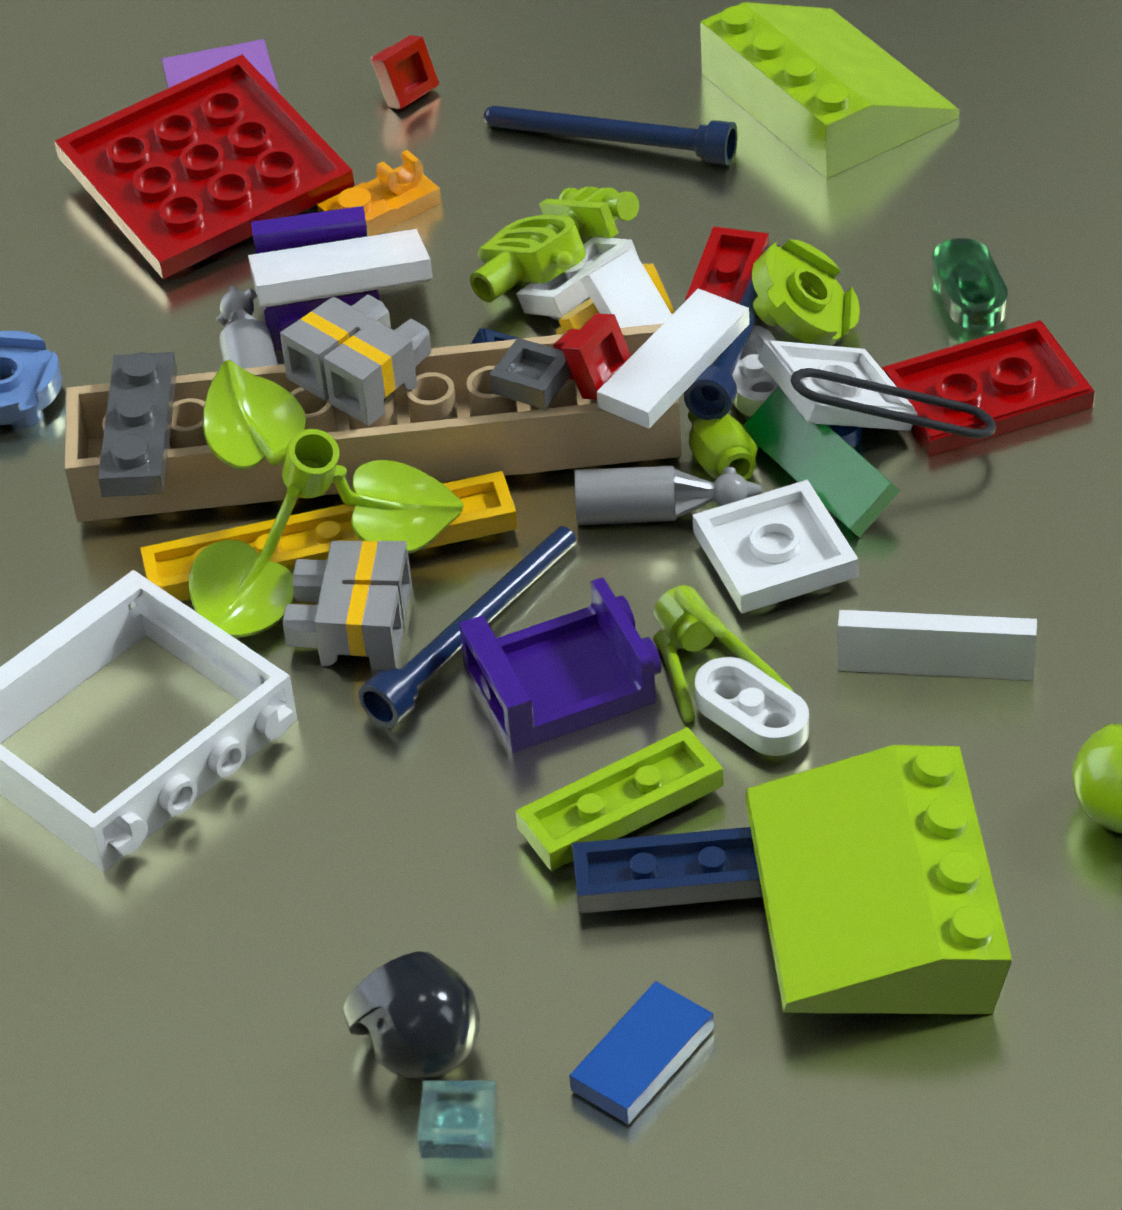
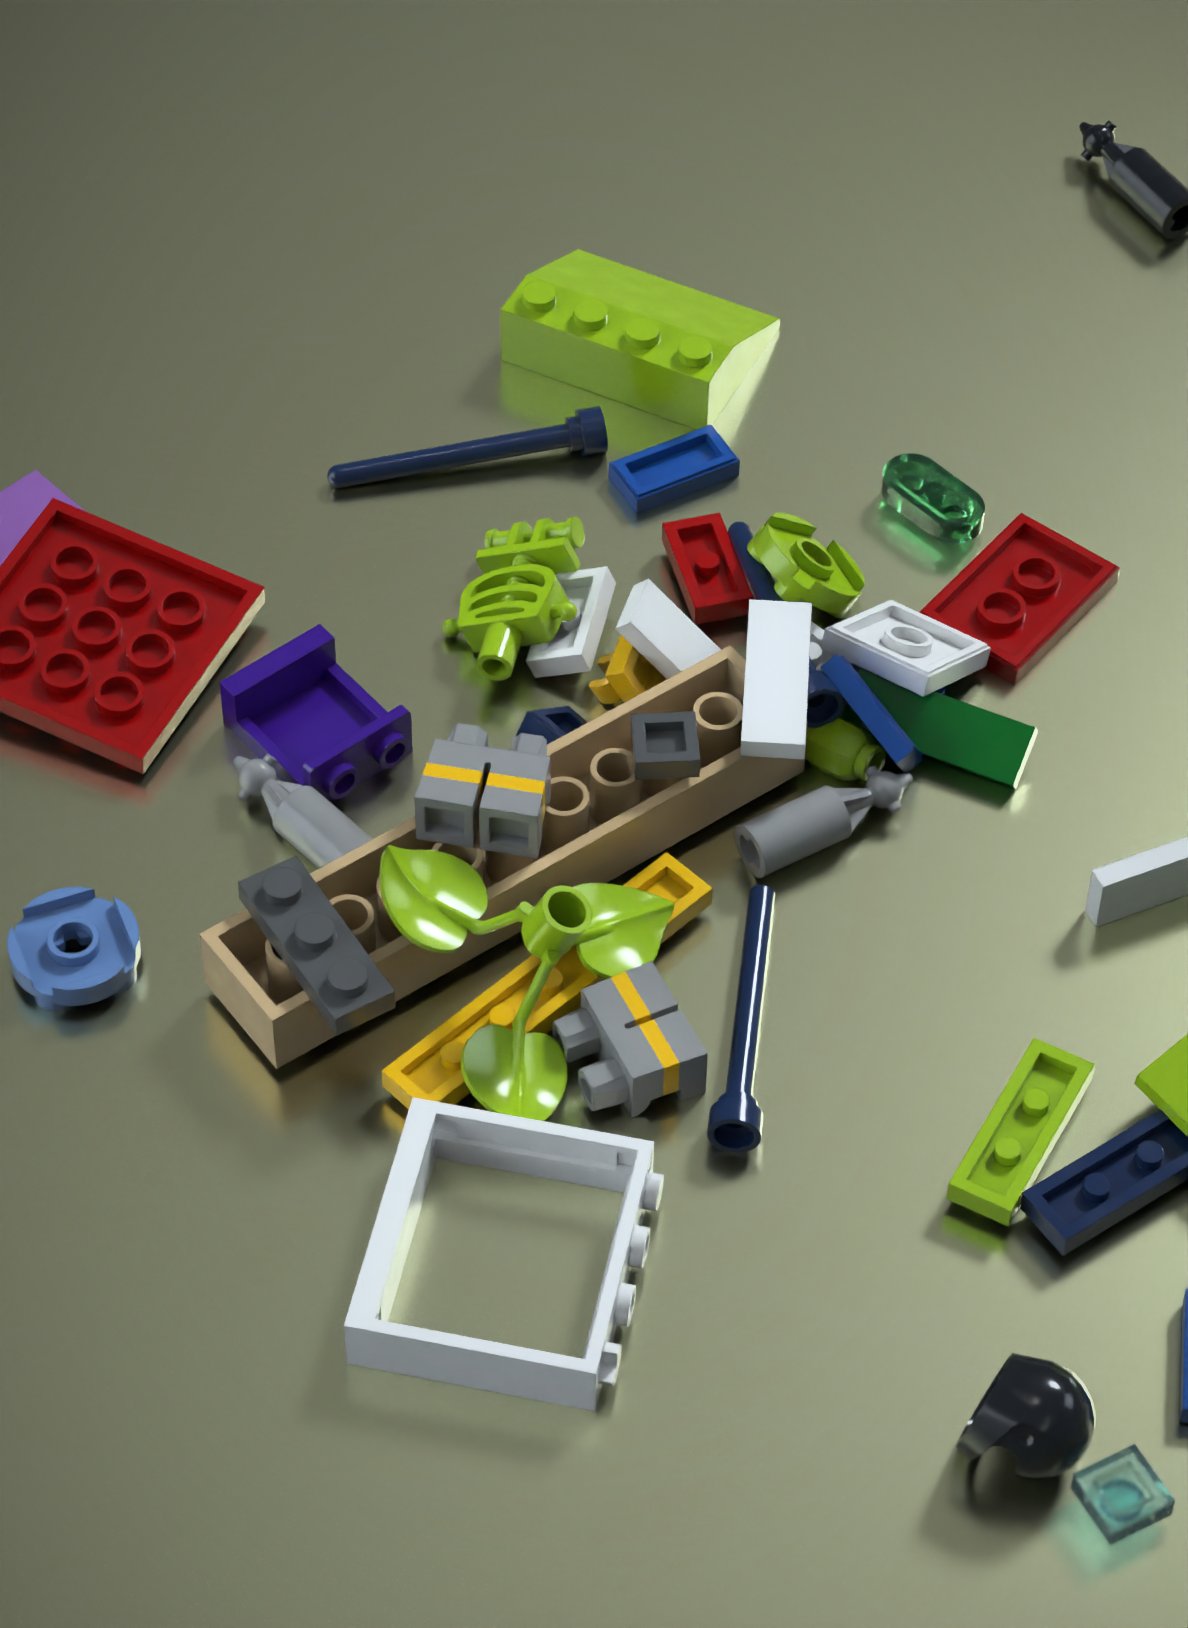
camera: 35 degrees left, 5 degrees up
(340, 268) = (350, 699): white tile -> none
(391, 196) = (307, 597): light orange plate -> none
(405, 71) = (218, 458): red tile -> none
(562, 670) = (869, 1026): dark purple panel -> none
(594, 353) = (715, 702): red tile -> none
(692, 625) = (952, 934): lime plant -> none
(756, 423) = (872, 712): none -> blue tile
(761, 710) = (1065, 993): white plate -> none
(770, 194) = (673, 469): none -> blue tile
(775, 546) = (963, 828): white plate -> none
(890, 414) = (980, 662): black piece -> none

